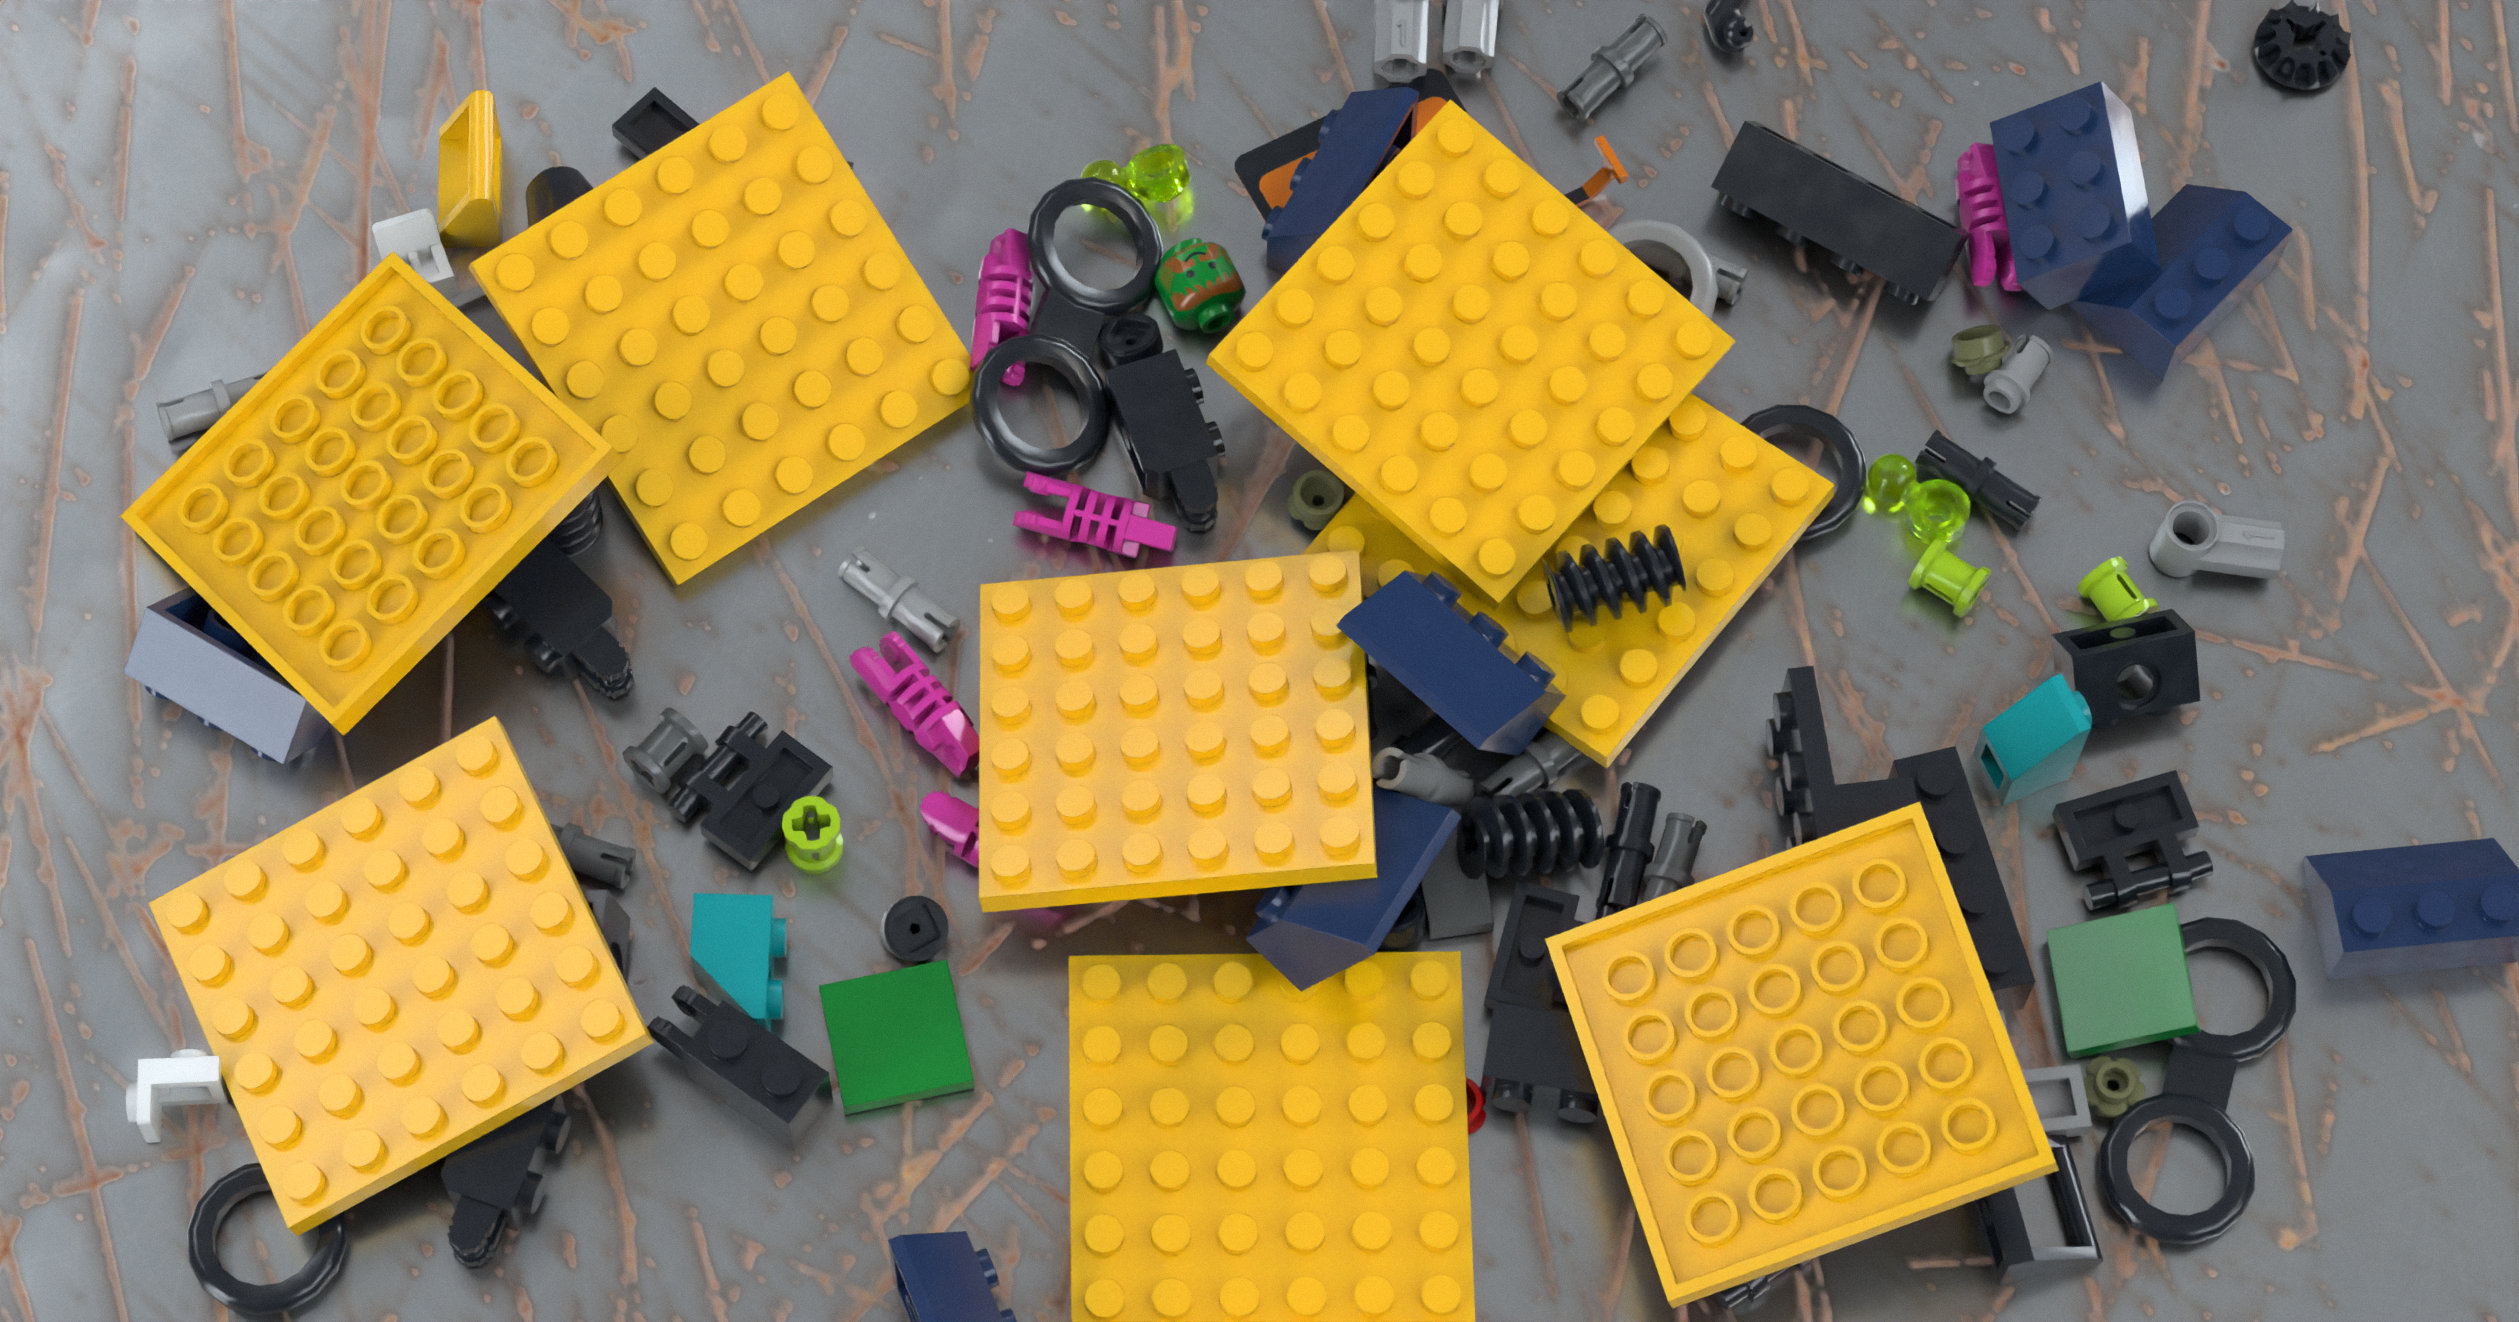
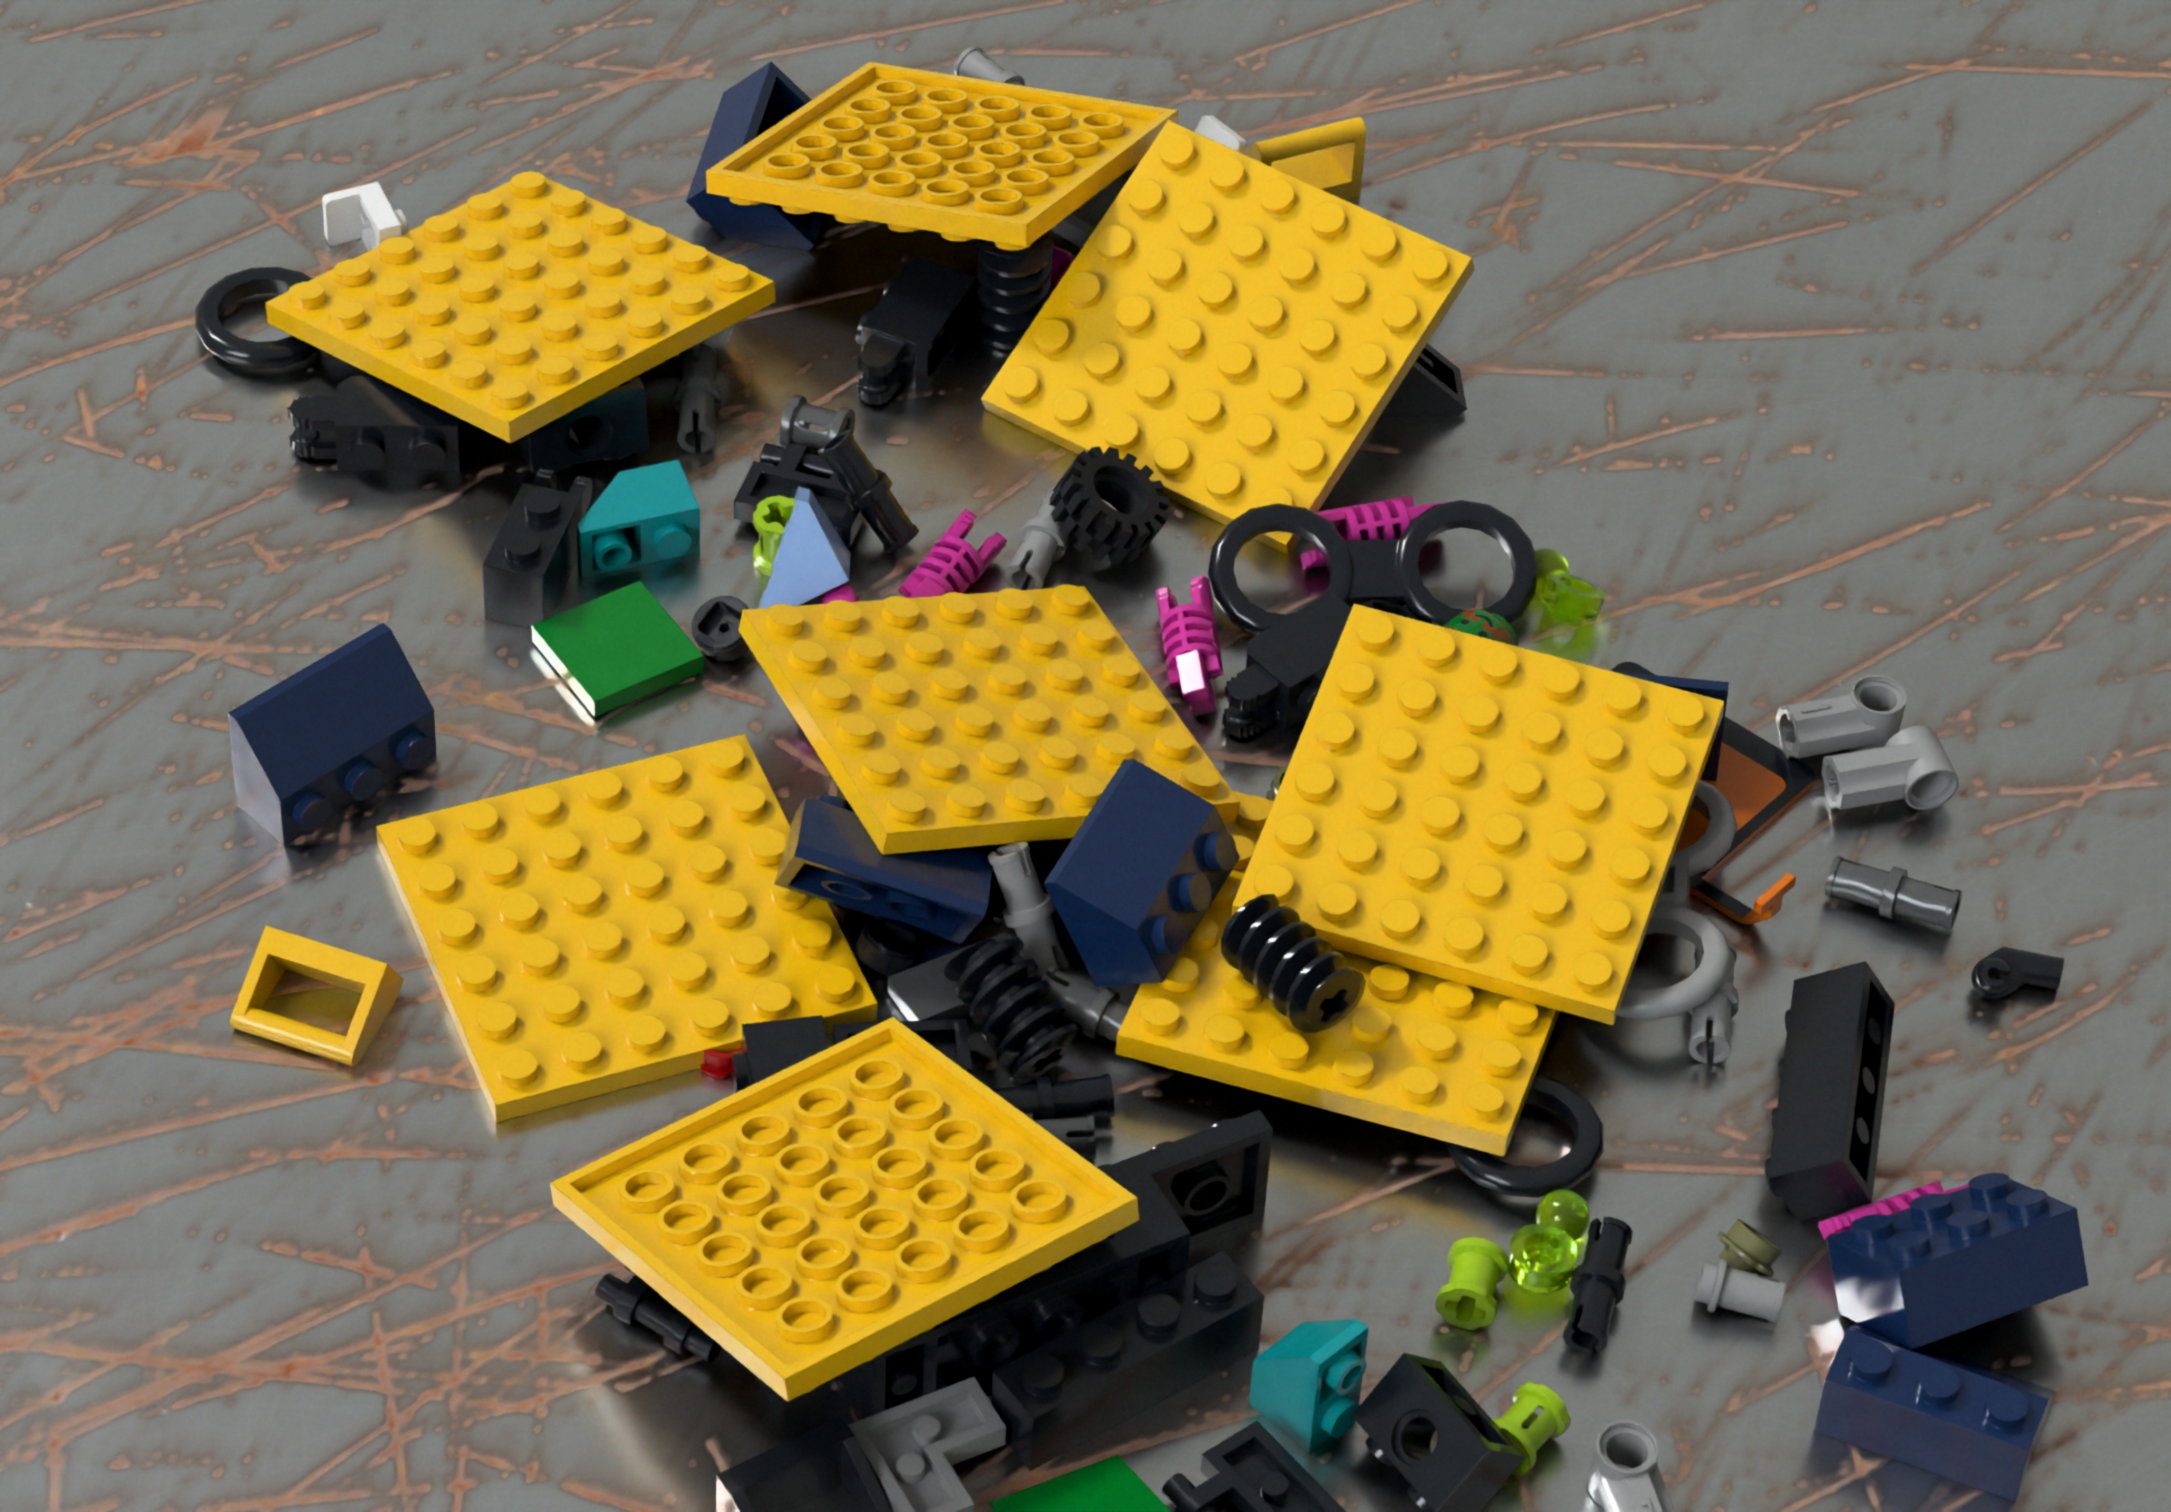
camera: 70 degrees right, 20 degrees down
(806, 731) = (868, 491): none -> black pin
(890, 829) = (808, 557): none -> light blue slope
(893, 544) = (1094, 523): none -> black tyre

